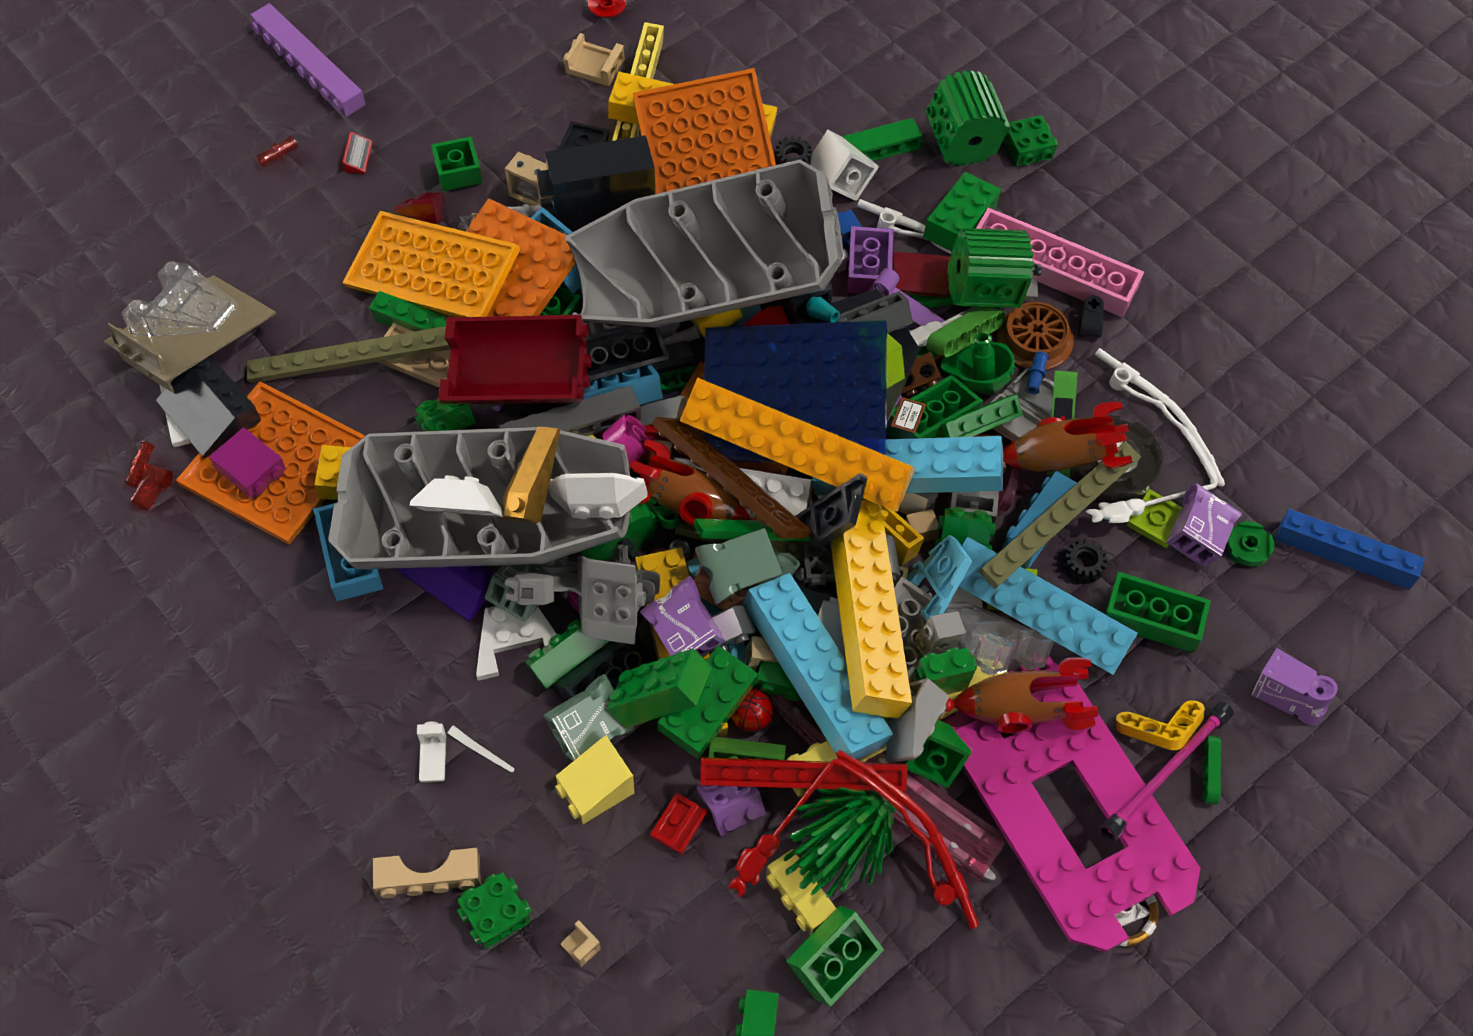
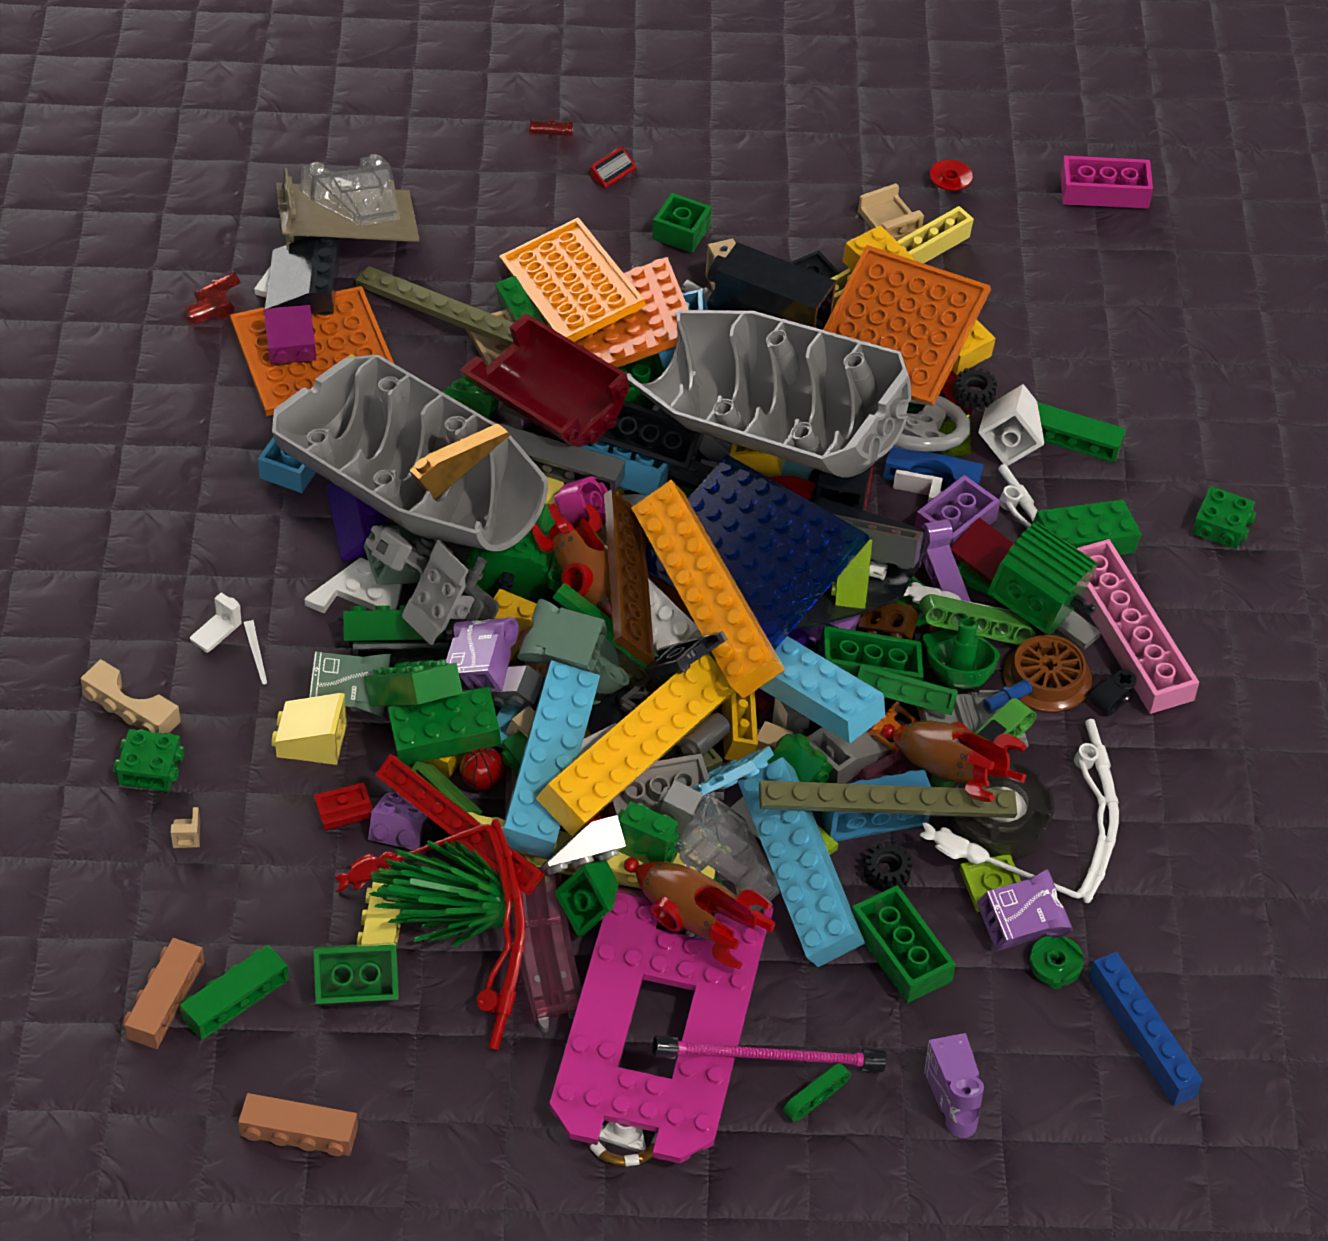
camera: 40 degrees right, 10 degrees down
(307, 60) = (646, 73): medium lavender brick -> none
(426, 207) = (618, 240): dark red wedge -> none
(457, 496) = (393, 438): white wedge -> none
(597, 494) = (499, 505): white wedge -> none
(821, 310) = (838, 502): teal cone -> none
(908, 415) = (839, 639): sticker -> none
(967, 118) = (1169, 455): green piece -> none
(1166, 735) = (813, 1038): yellow beam -> none

